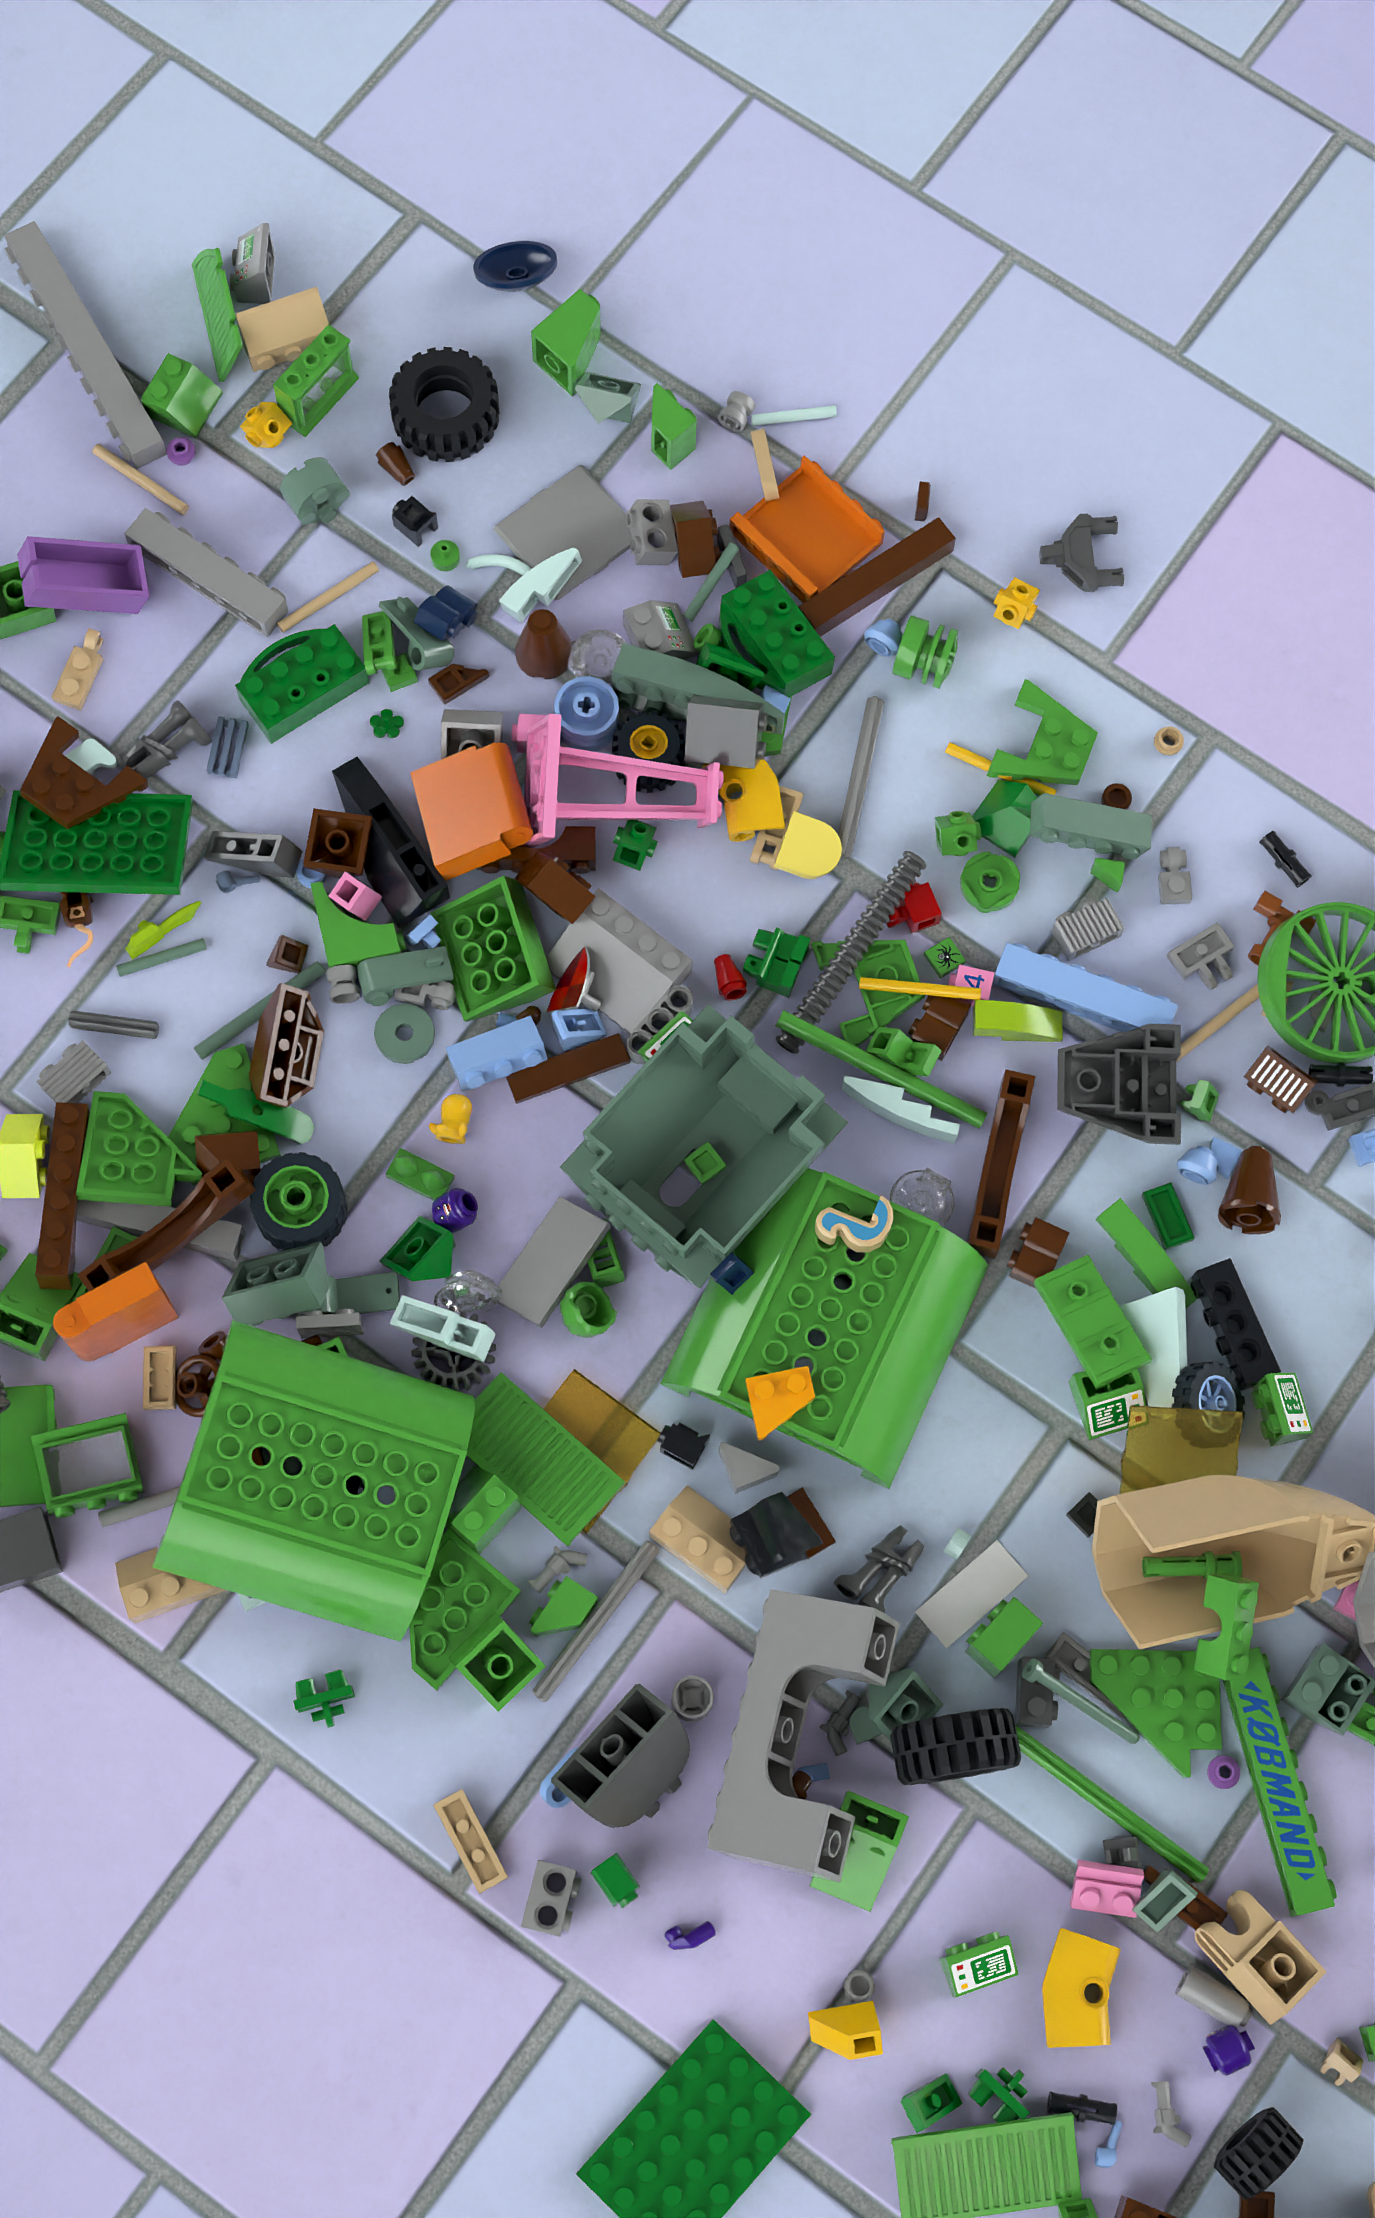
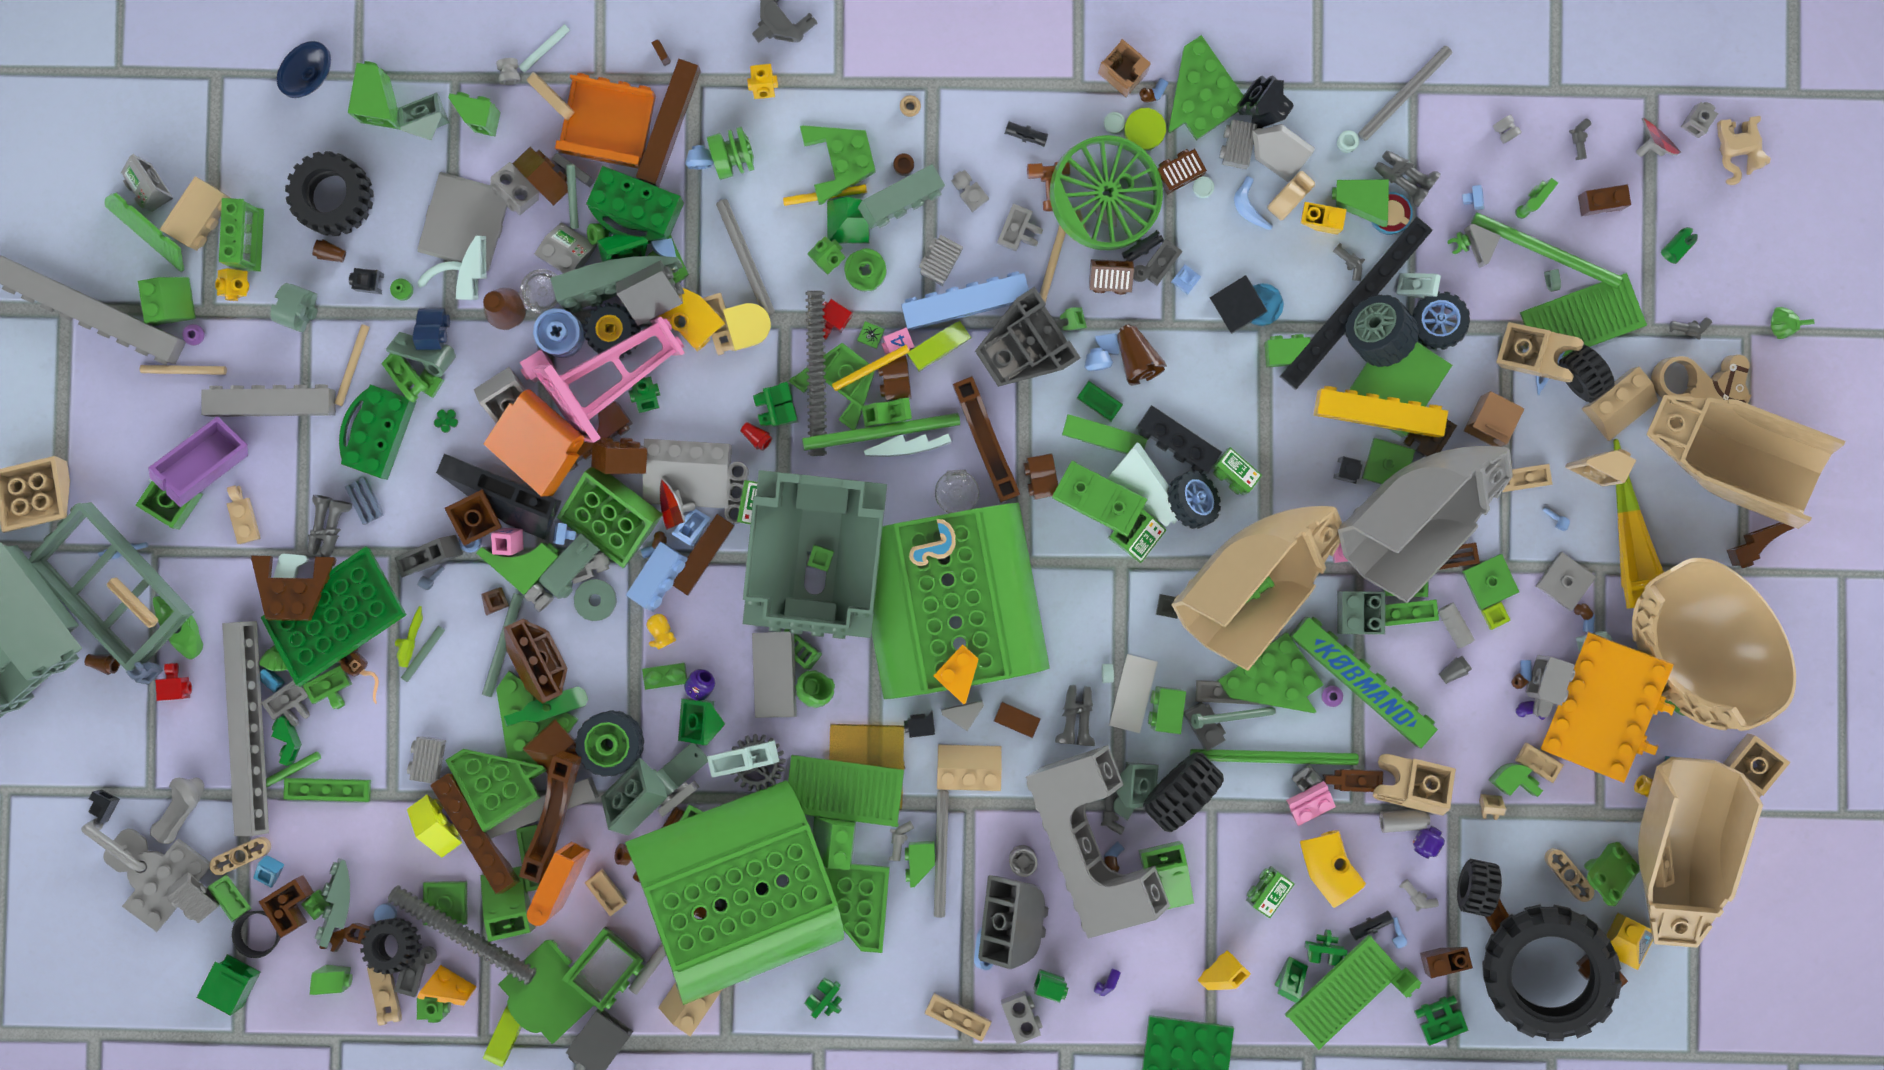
camera: 30 degrees left, 15 degrees up
(113, 1024) = (426, 712): dark grey axle -> none
(194, 1384) = (628, 884): reddish brown piece -> none
(455, 681) = (466, 364): reddish brown tile -> none
(468, 1293) = (742, 726): clear piece -> none
(496, 1661) = (904, 917): bright green brick -> none
(731, 1273) = (882, 617): dark blue plate -> none
(773, 1535) = (1006, 743): black piece -> none
(859, 1986) = (1214, 946): light grey piece -> none
(1109, 872) = (930, 215): bright green slope -> none
(1164, 1899) = (1346, 790): sand green slope -> none
(1178, 1445) = (1194, 541): clear yellow piece -> none
(1235, 1603) = (1281, 607): bright green arch -> none

